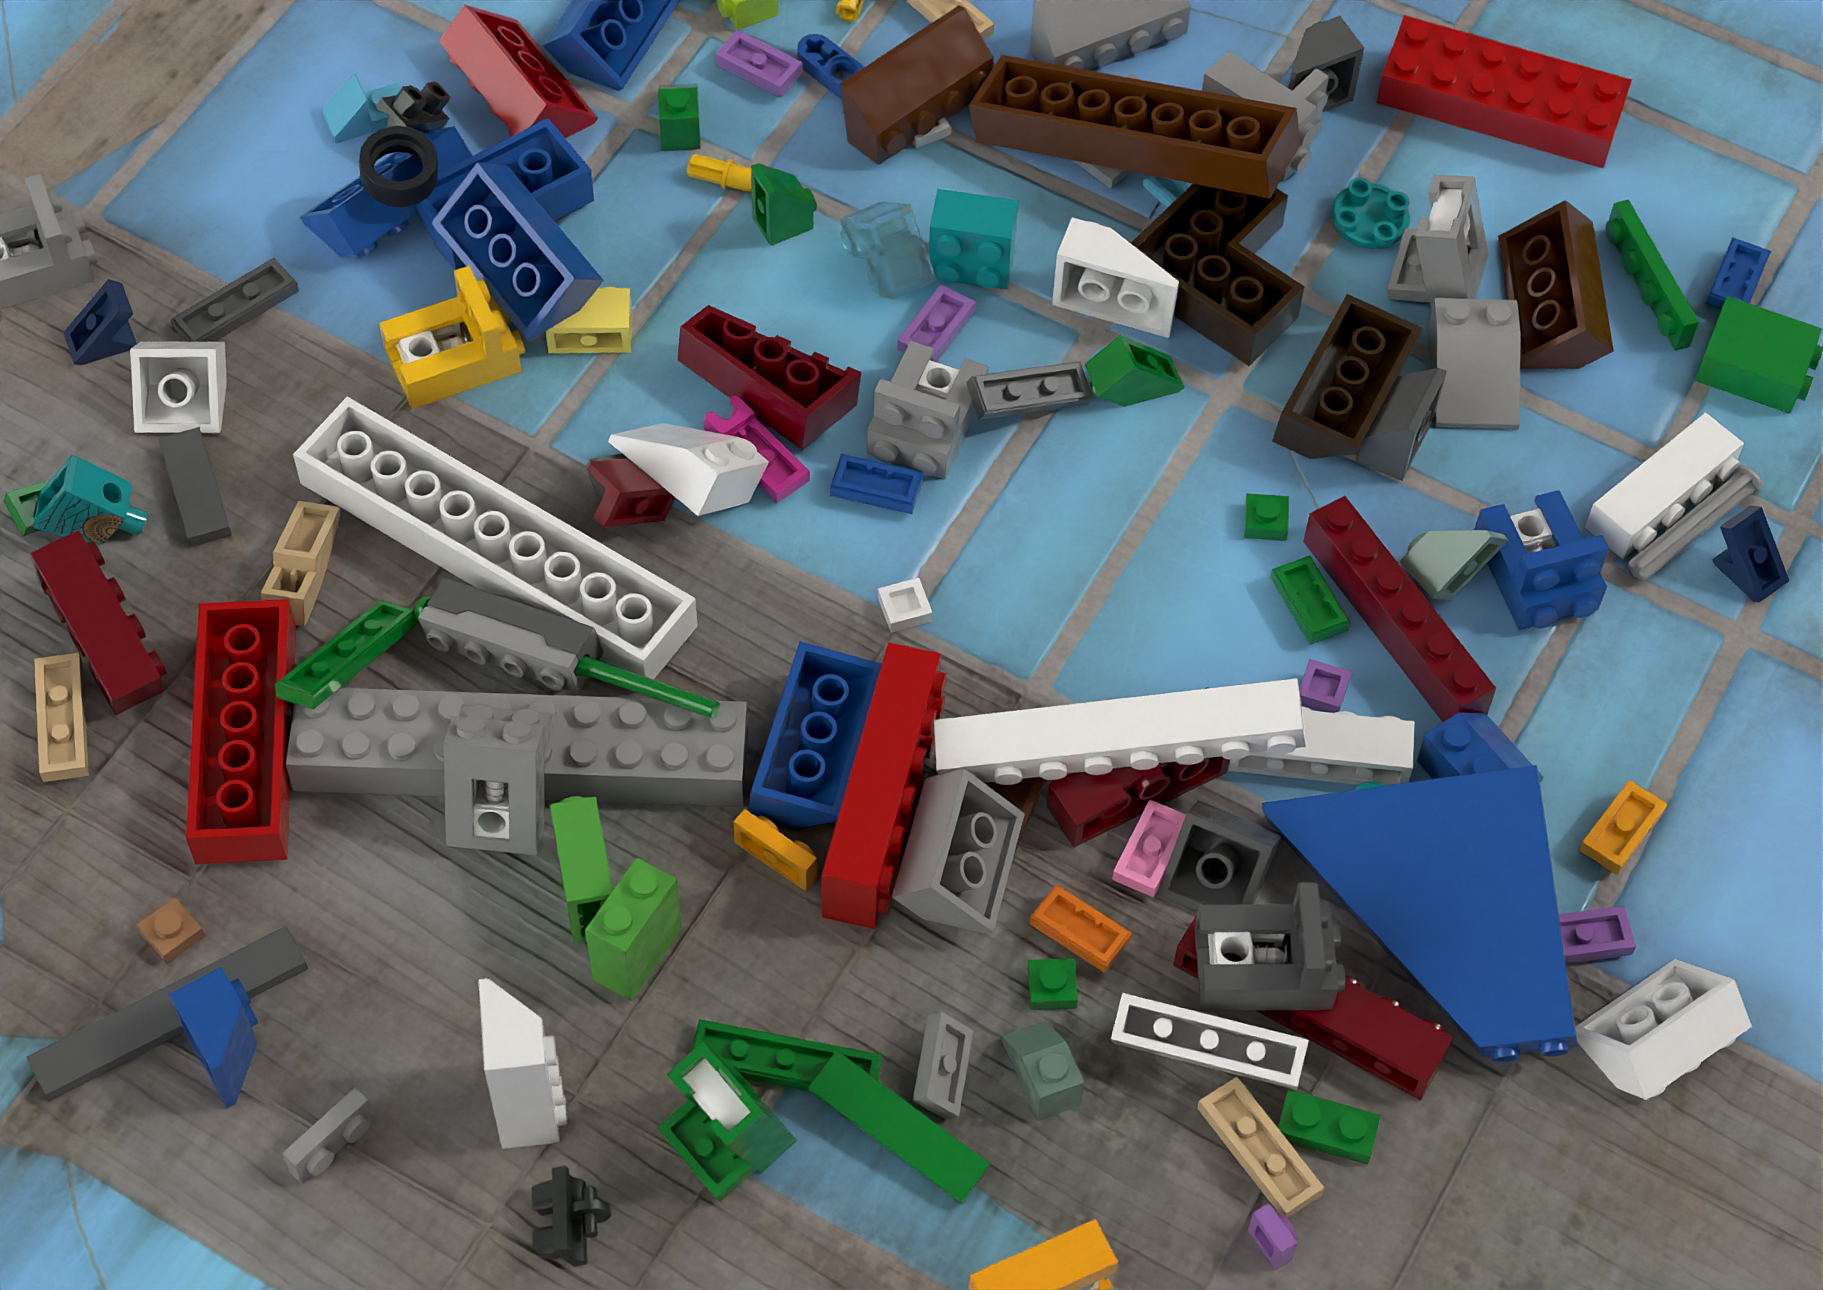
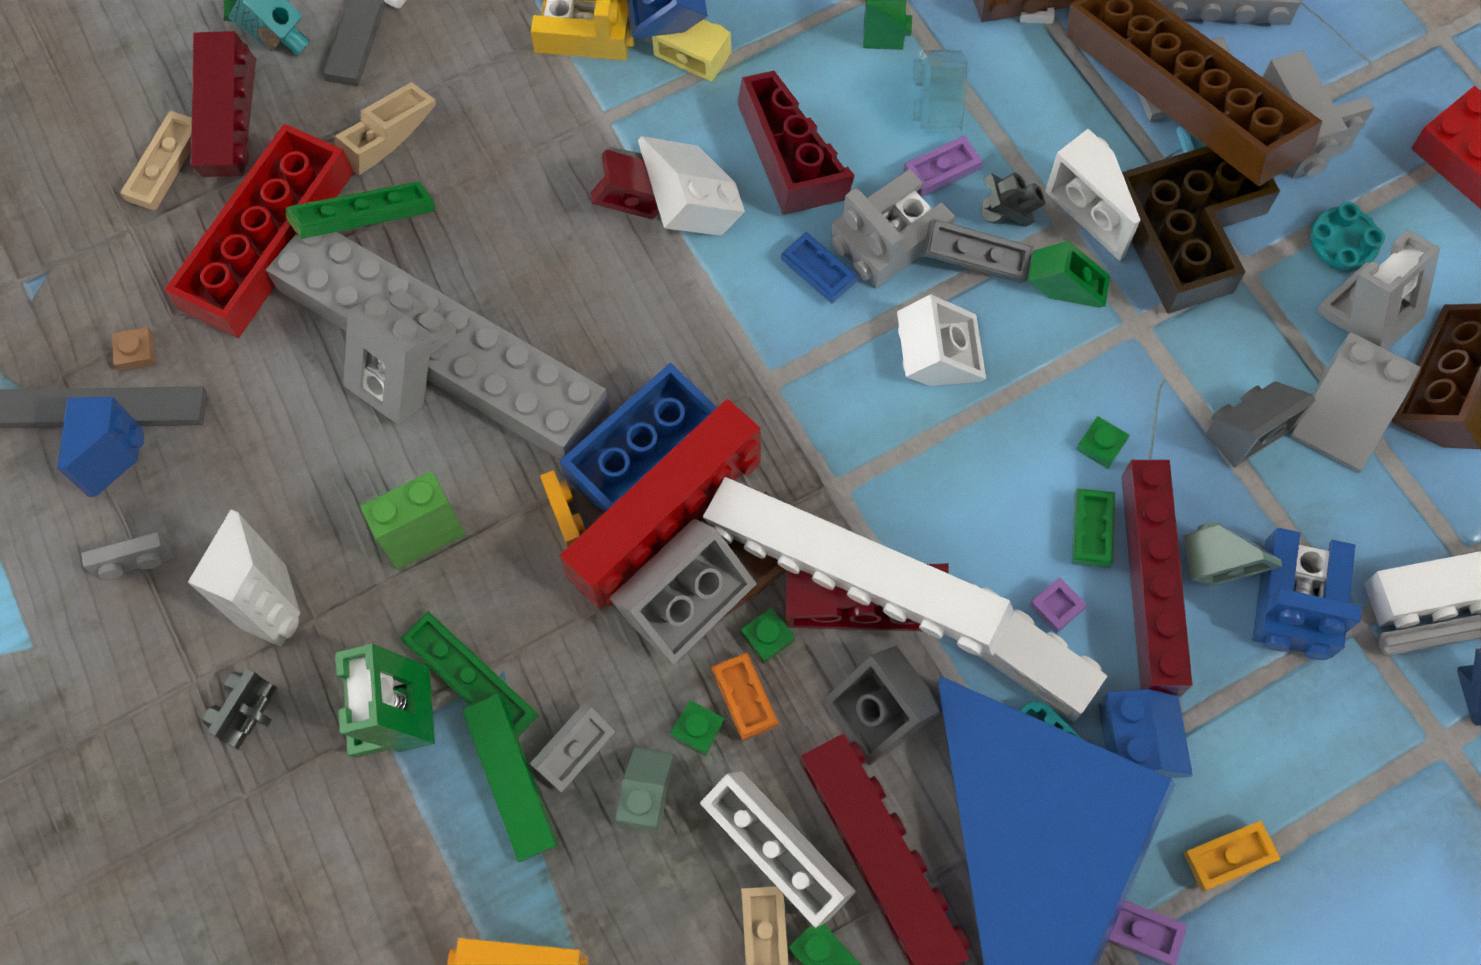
camera: 35 degrees right, 10 degrees up
(493, 536) = (519, 180): white brick -> none
(533, 644) = (491, 268): piece -> none
(581, 860) = (414, 444): bright green brick -> none
(784, 471) = (755, 223): dark pink plate -> none
(904, 605) = (781, 371): white tile -> none
(973, 238) = (1008, 110): teal brick -> none
(1031, 324) = (1011, 199): none -> pearl dark grey hips
(1048, 498) = (940, 343): none -> white slope
(1062, 861) = (767, 635): none -> green plate
(1149, 848) = (836, 662): bright pink plate -> none
(1259, 937) = (900, 811): dark grey brick -> none
(1334, 51) = (1391, 90): dark grey slope -> none
(1346, 381) = (1234, 364): dark brown slope -> none

